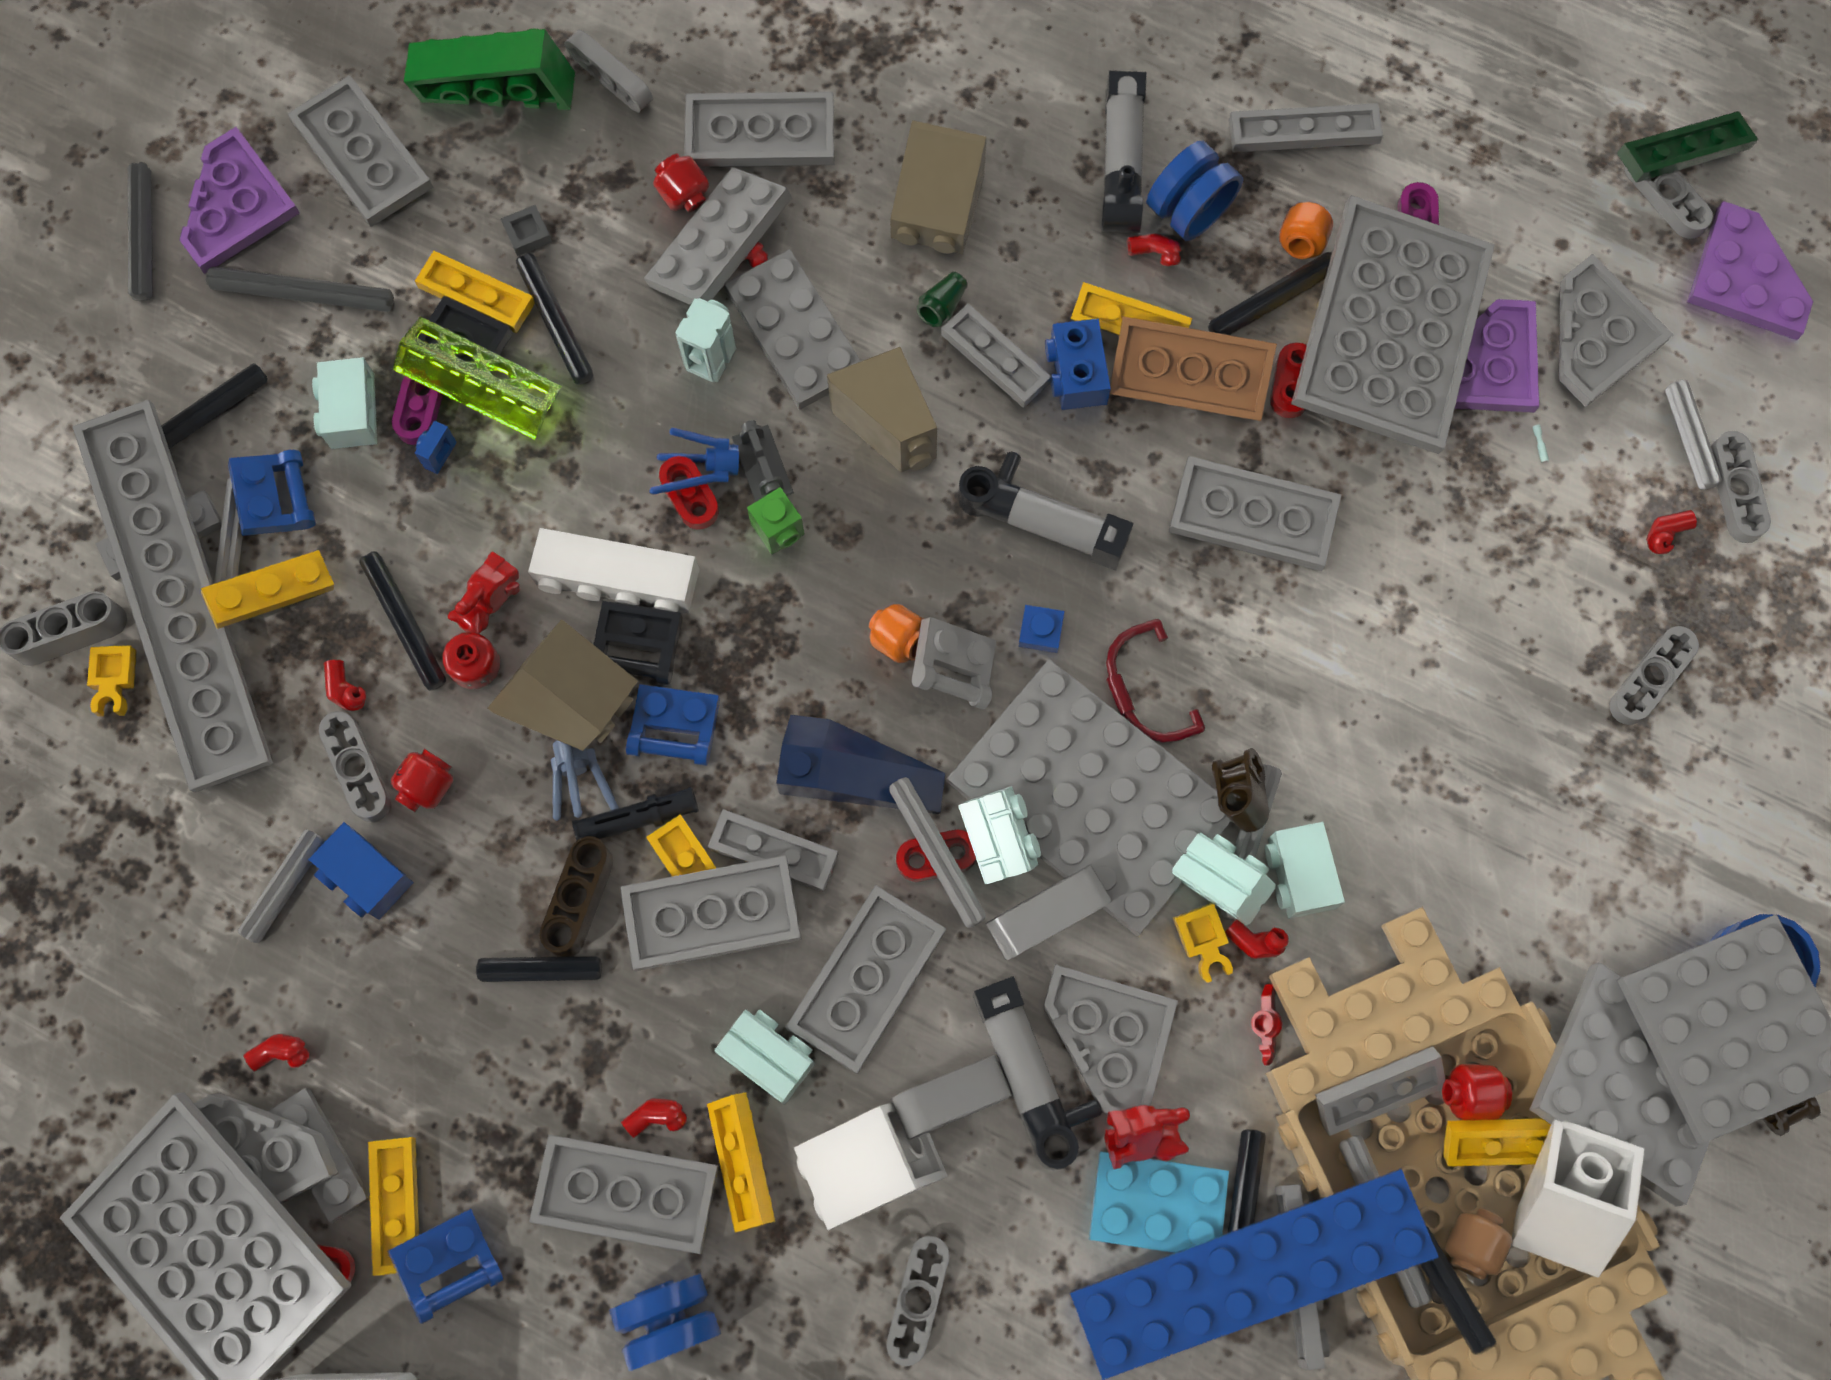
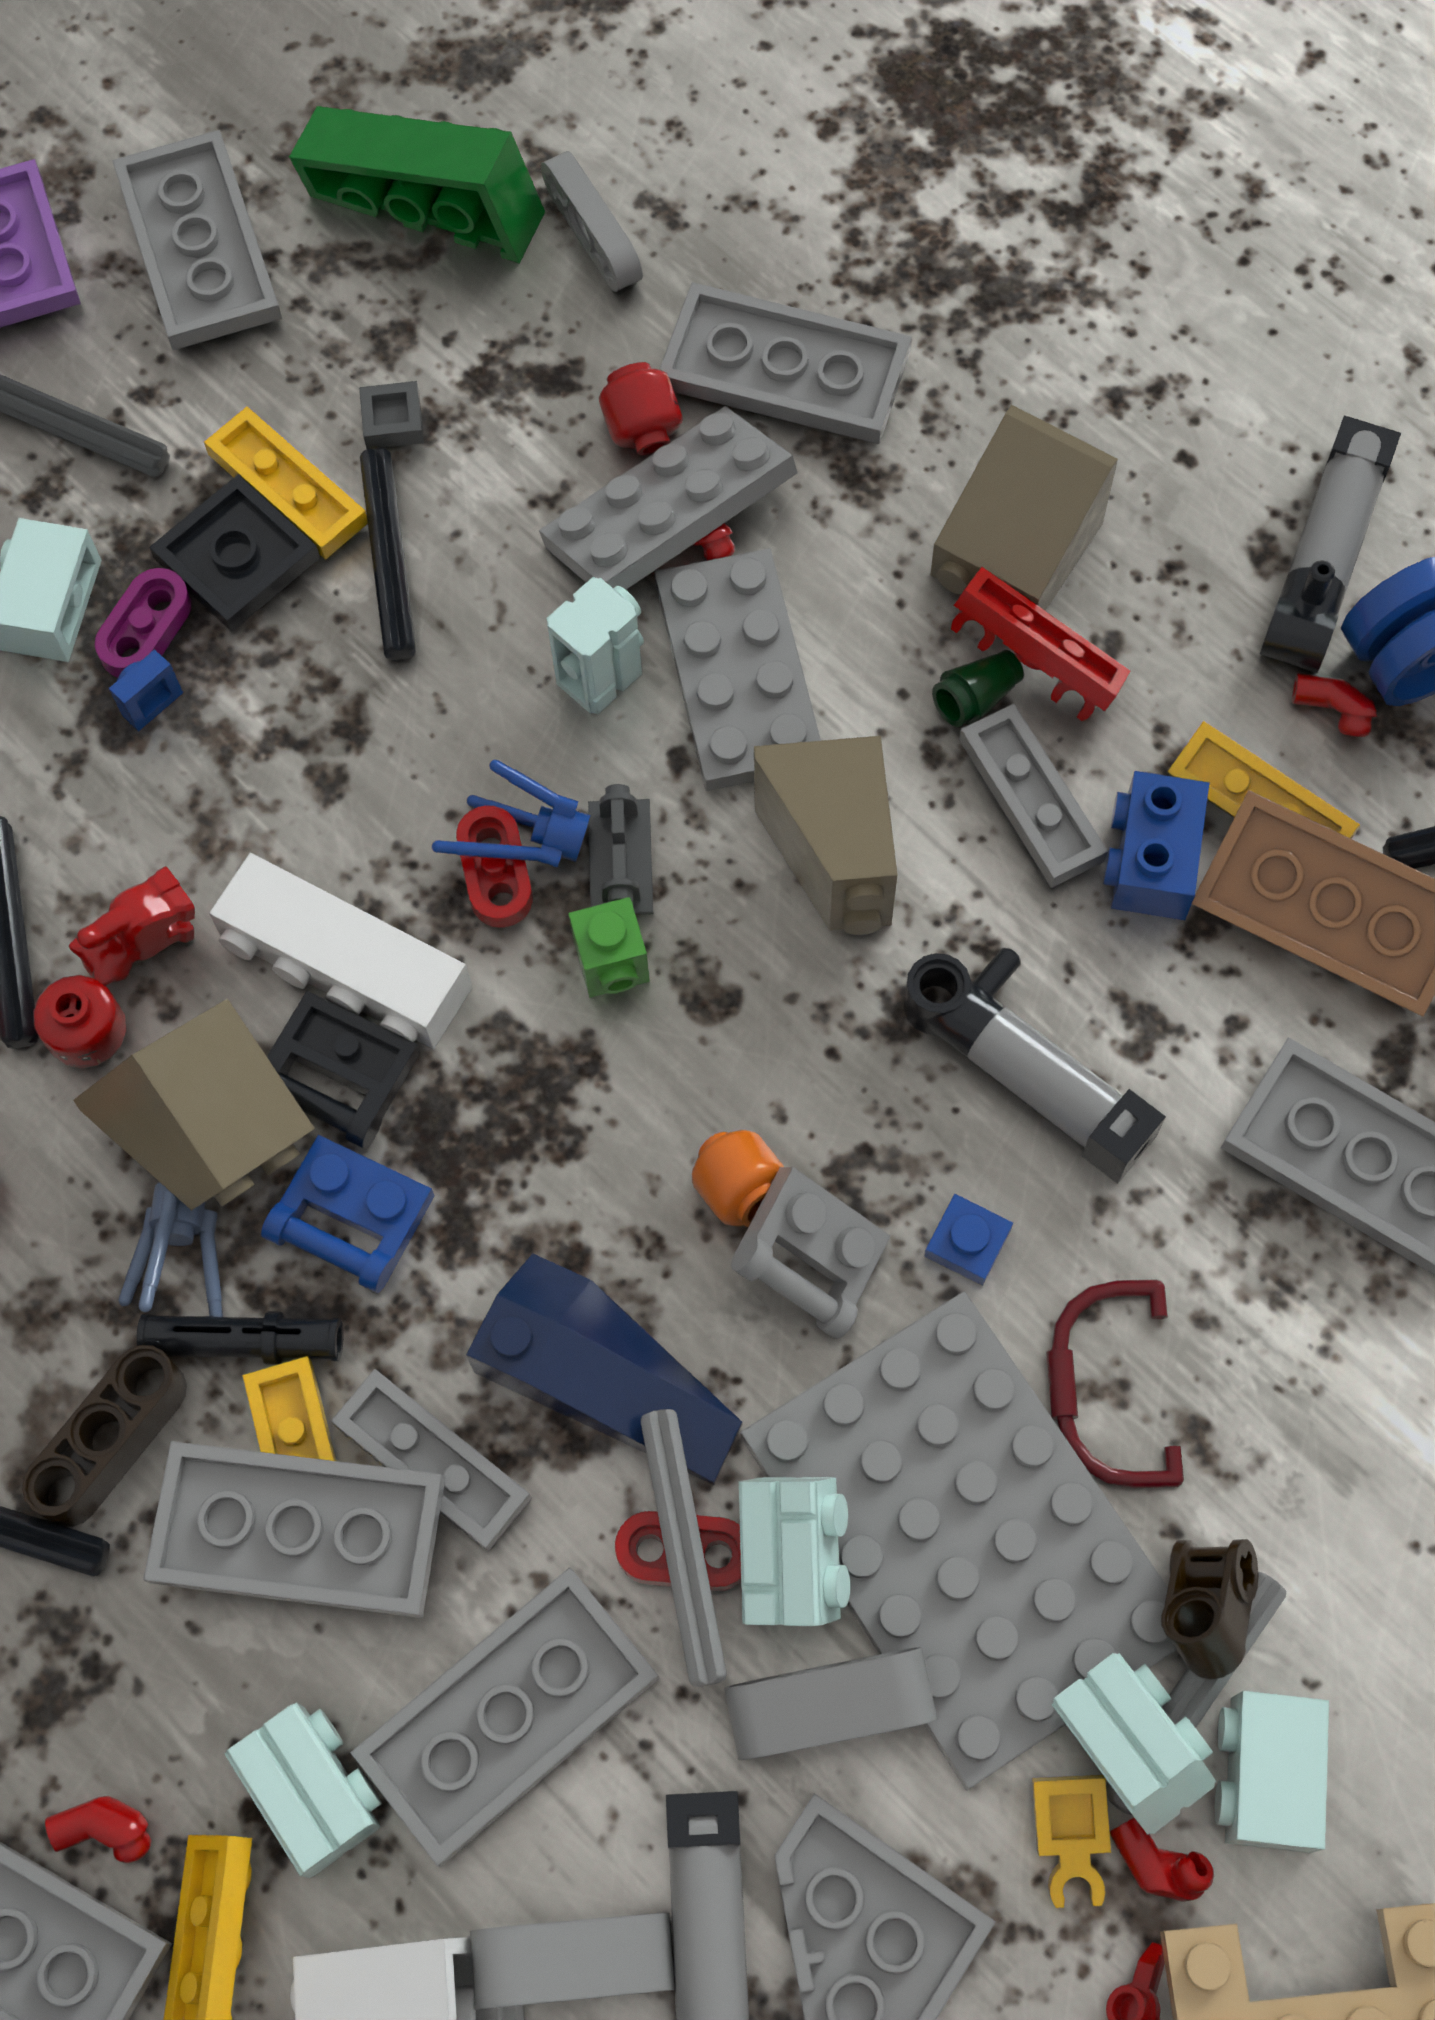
camera: 20 degrees right, 5 degrees down
(472, 381) = (230, 608): clear neon green fence -> none
(972, 261) = (1040, 642): none -> red plate

